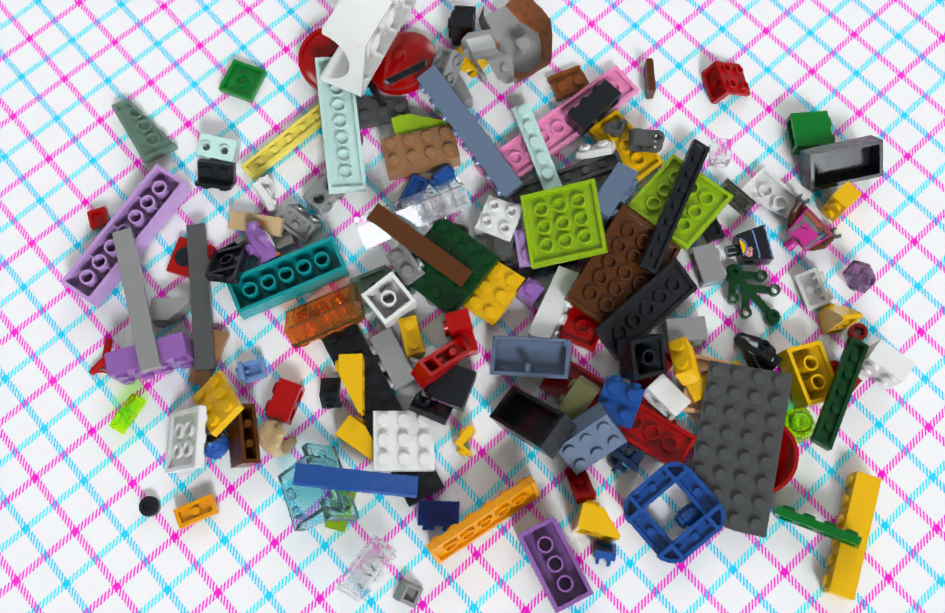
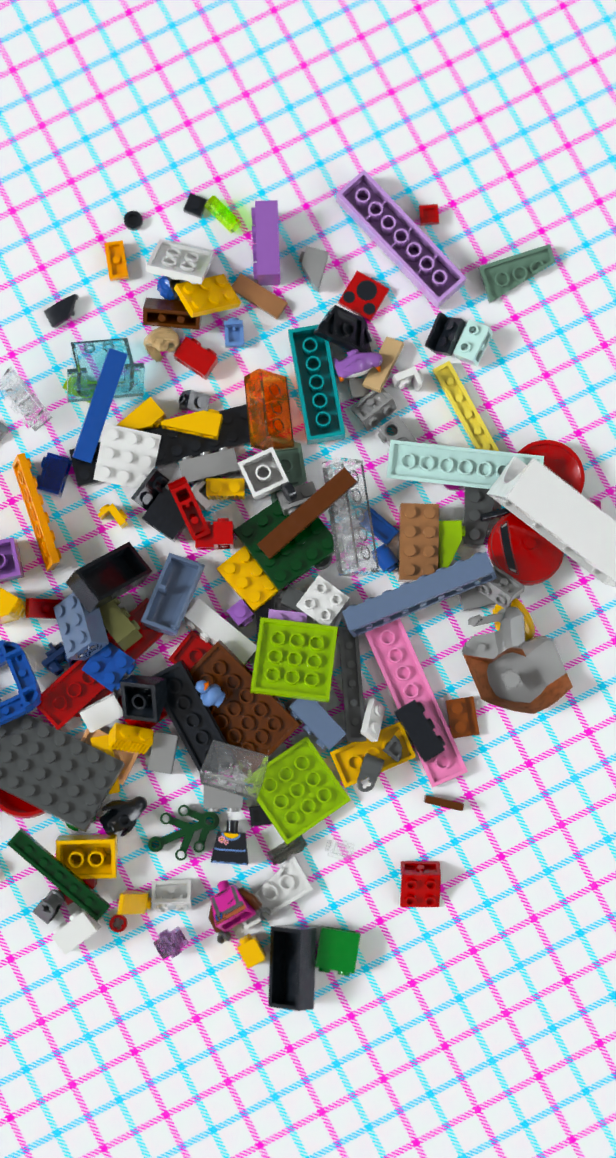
camera: 100 degrees right, 10 degrees up
(107, 348) = (284, 201): red piece -> none
(123, 445) = (195, 205): none -> black plate
(137, 301) = (323, 237): light grey tile -> none
(200, 298) = (319, 298): dark grey tile -> none
(242, 81) = (547, 380): green plate -> none
(262, 555) = (61, 311): none -> black slope
(401, 268) = (288, 491): none -> black tile
(461, 22) = (556, 622): black brick -> none
(536, 146) = (388, 660): light aqua plate -> none
(619, 292) = (210, 694): none -> medium blue animal
(673, 207) = (294, 782): black tile -> none
(682, 254) = (234, 769): none -> clear slope
(800, 423) = (43, 829): clear neon green hair -> none
(869, 399) = (50, 906): none -> dark grey piece

